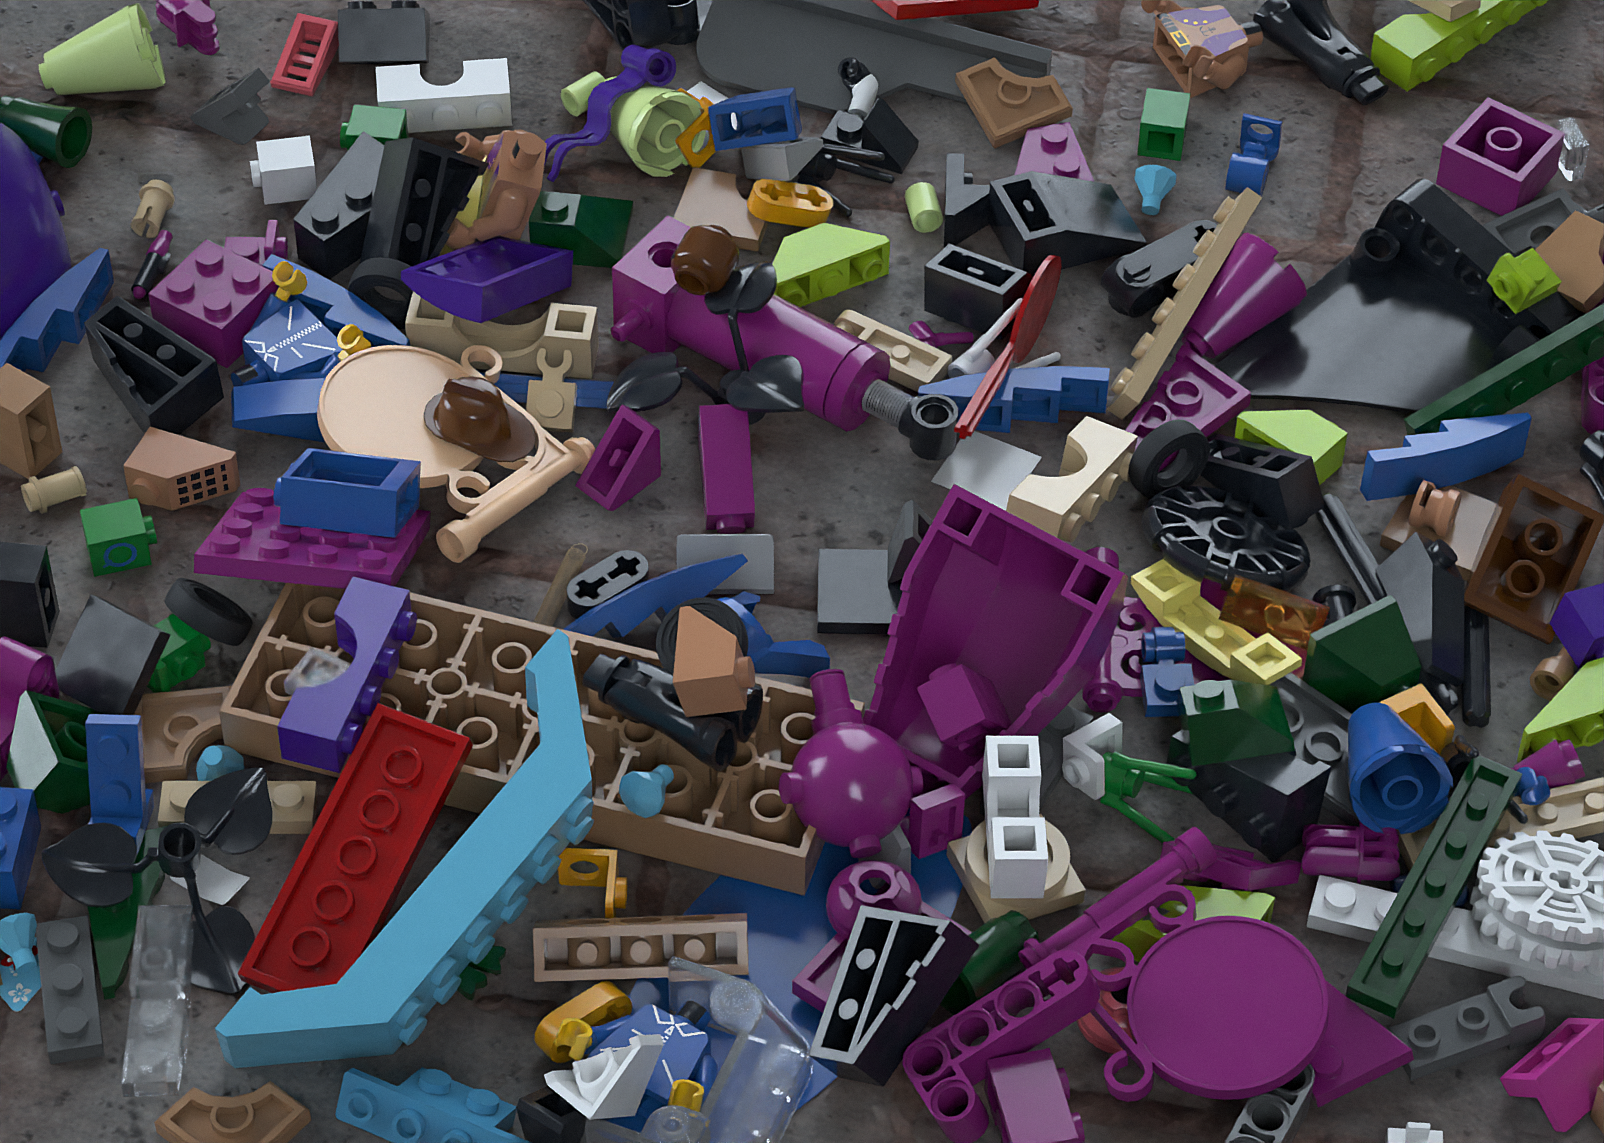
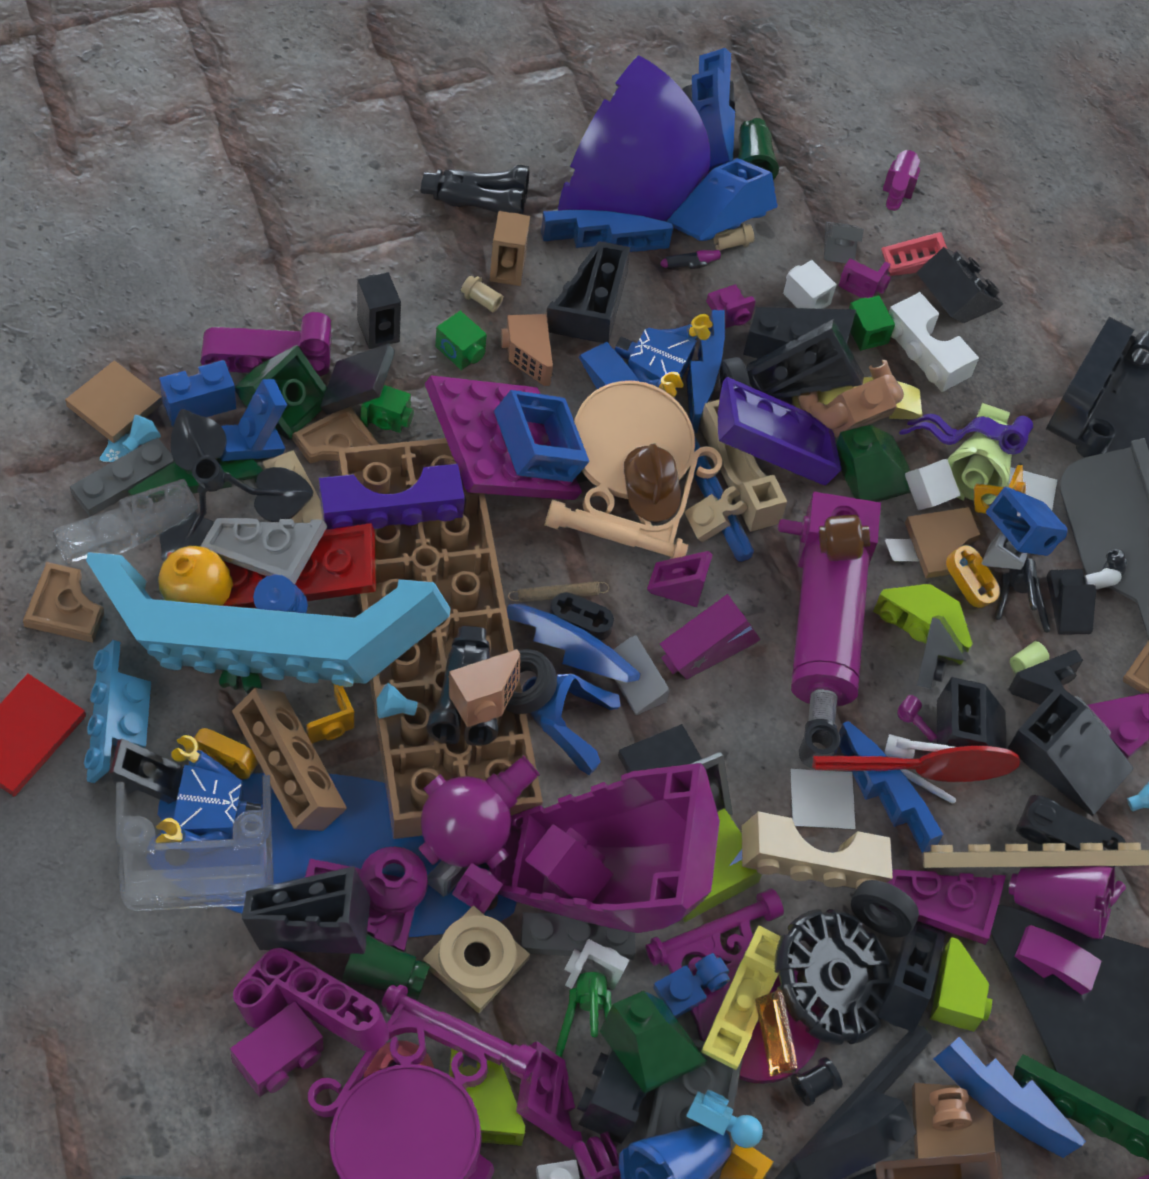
camera: 55 degrees right, 10 degrees up
(103, 182) = (725, 200): none -> blue slope
(106, 57) = (836, 157): yellowish green cone -> none
(208, 611) = (410, 416): black tyre -> none
(213, 300) = (672, 297): magenta brick -> none
(215, 881) = (241, 505): white sticker -> none
(217, 762) = (319, 469): medium azure rock -> none
(312, 114) = (863, 280): none -> magenta bracket
(314, 670) = (387, 481): clear tile -> none
(314, 940) = (195, 576): none -> light orange cylinder
(331, 834) = (265, 546): none -> light grey wing
(425, 839) = (279, 594): none -> blue piece
(611, 1081) = (156, 781): white slope -> none
(651, 181) = (932, 484): none -> white panel
(768, 387) = (774, 620): black plant -> none
(870, 260) = (940, 642): none -> black slope
(911, 360) = (880, 692): tan plate -> none
(1012, 817) = (465, 944): white arch -> none
(1302, 344) = (1054, 955): none -> magenta slope
(1363, 657) = (779, 1109): dark green slope -> none
(1381, 682) = (714, 1113): none -> medium azure plate

